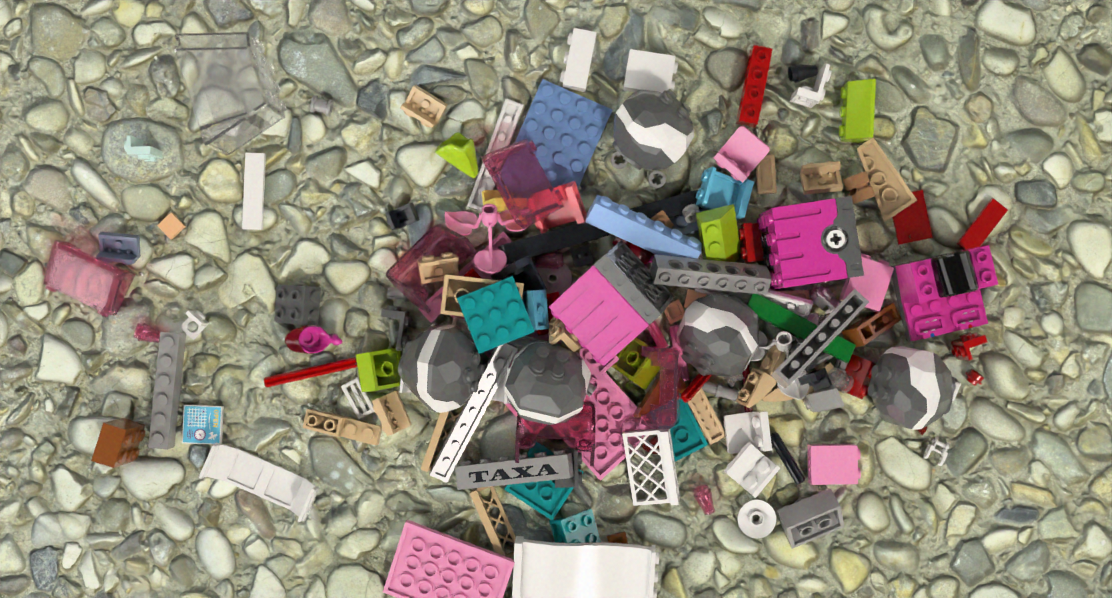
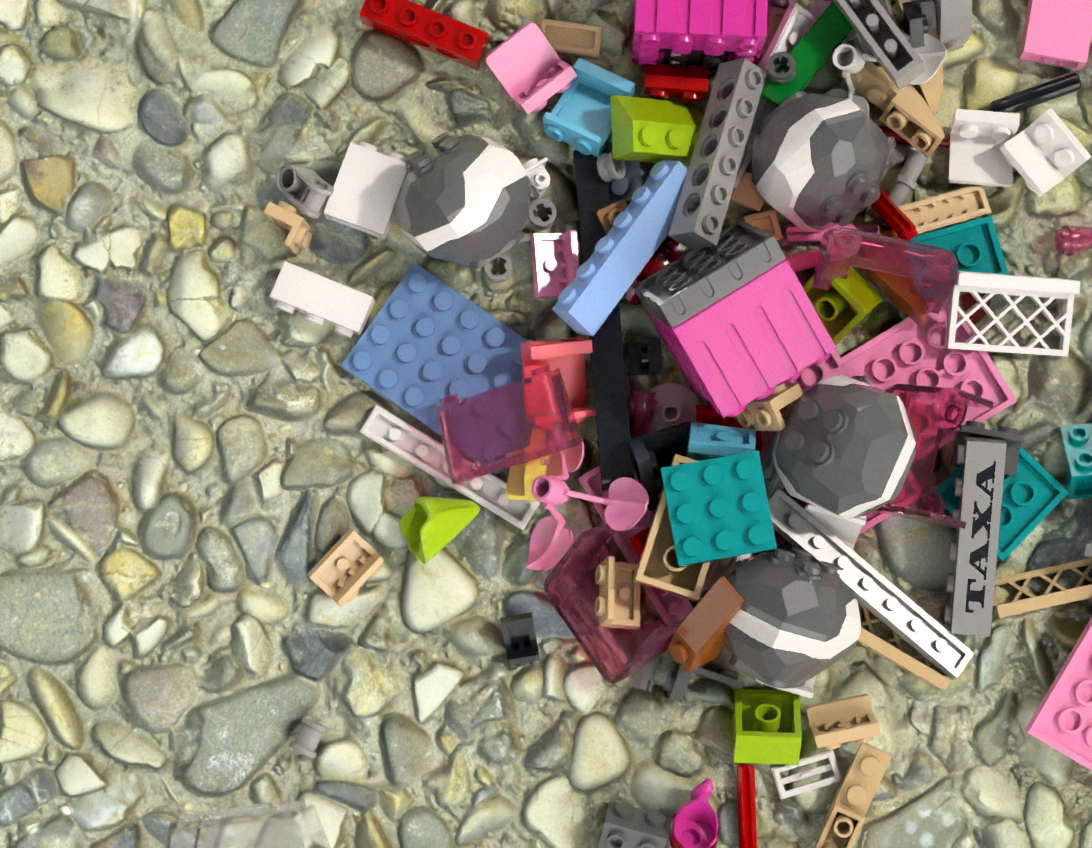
camera: 70 degrees left, 5 degrees down
(421, 320) = (702, 632): none -> dark orange slope
(616, 37) = (289, 219): none -> tan bracket
(628, 191) = (554, 262): none -> bright pink bracket
(641, 34) = (303, 189): none -> light grey piece
(676, 169) = (538, 176): none -> white hinge
(776, 300) = (779, 58): none -> dark grey bush

